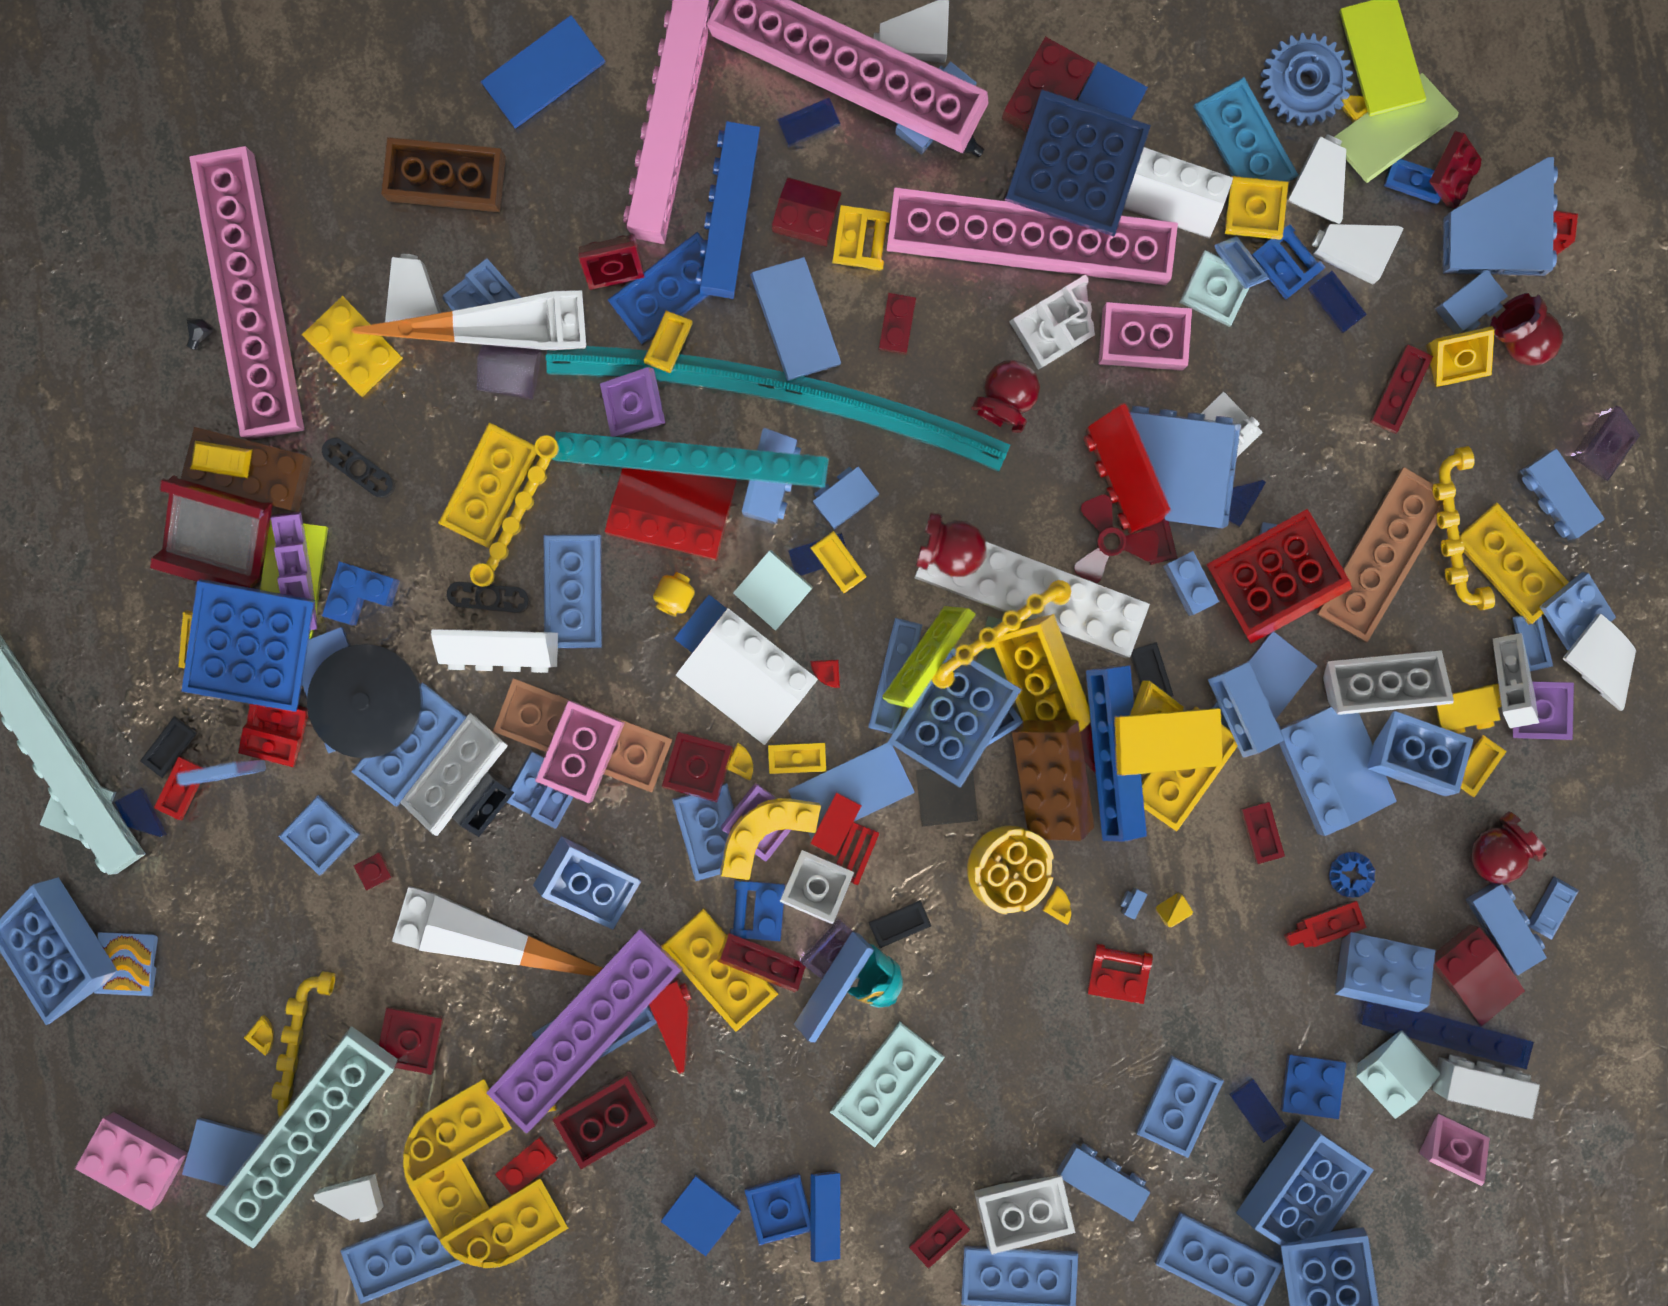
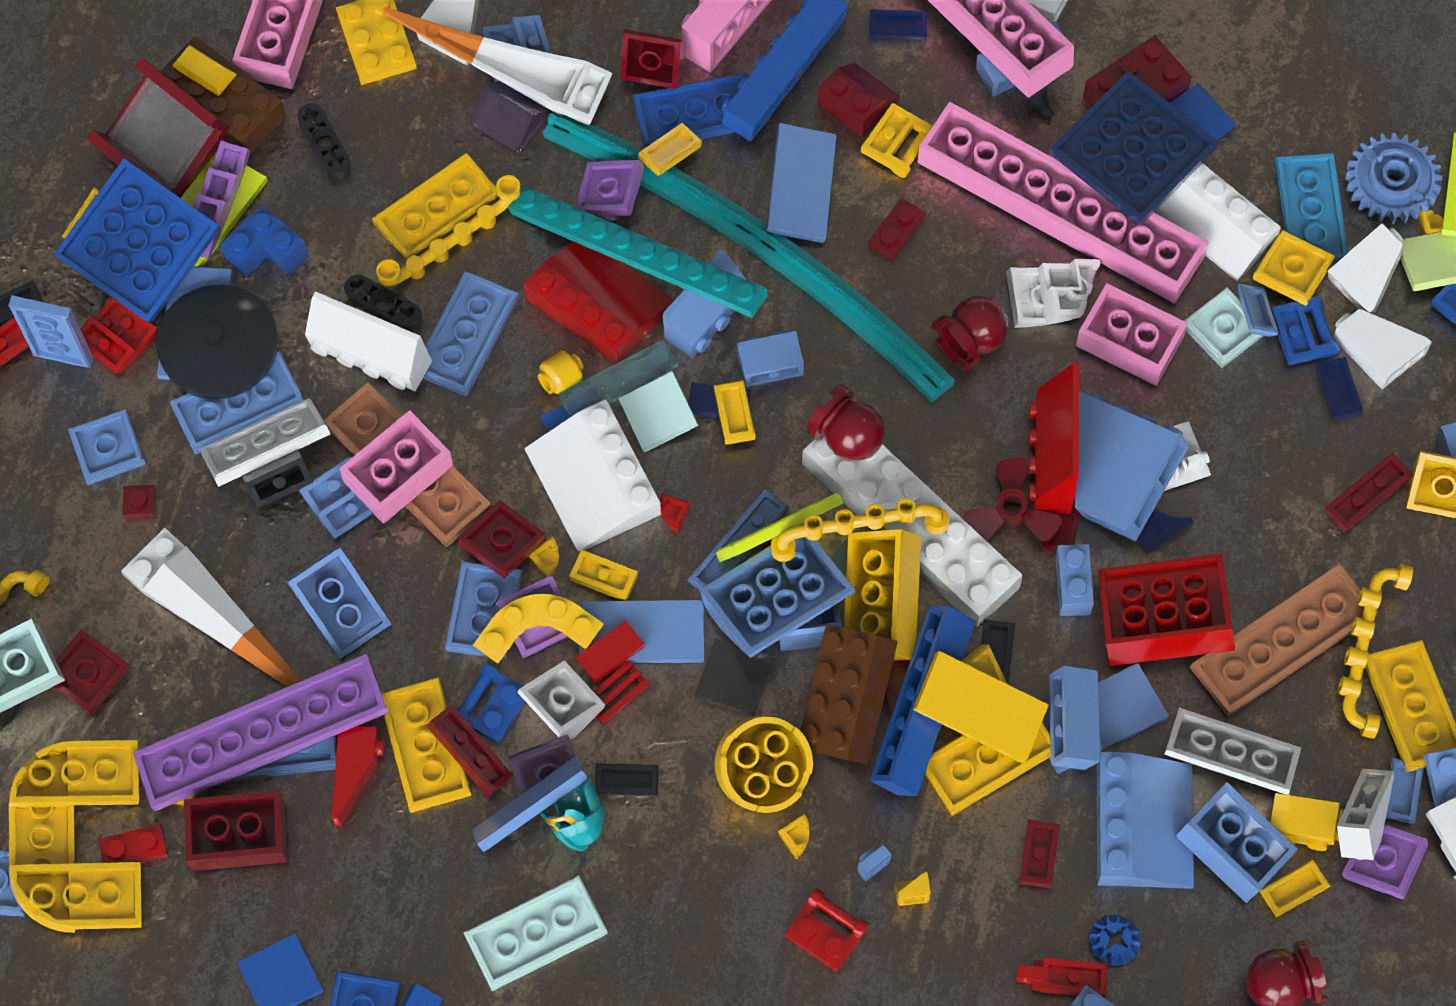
camera: 30 degrees right, 20 degrees down
(725, 577) = (620, 378): none -> clear light blue plate

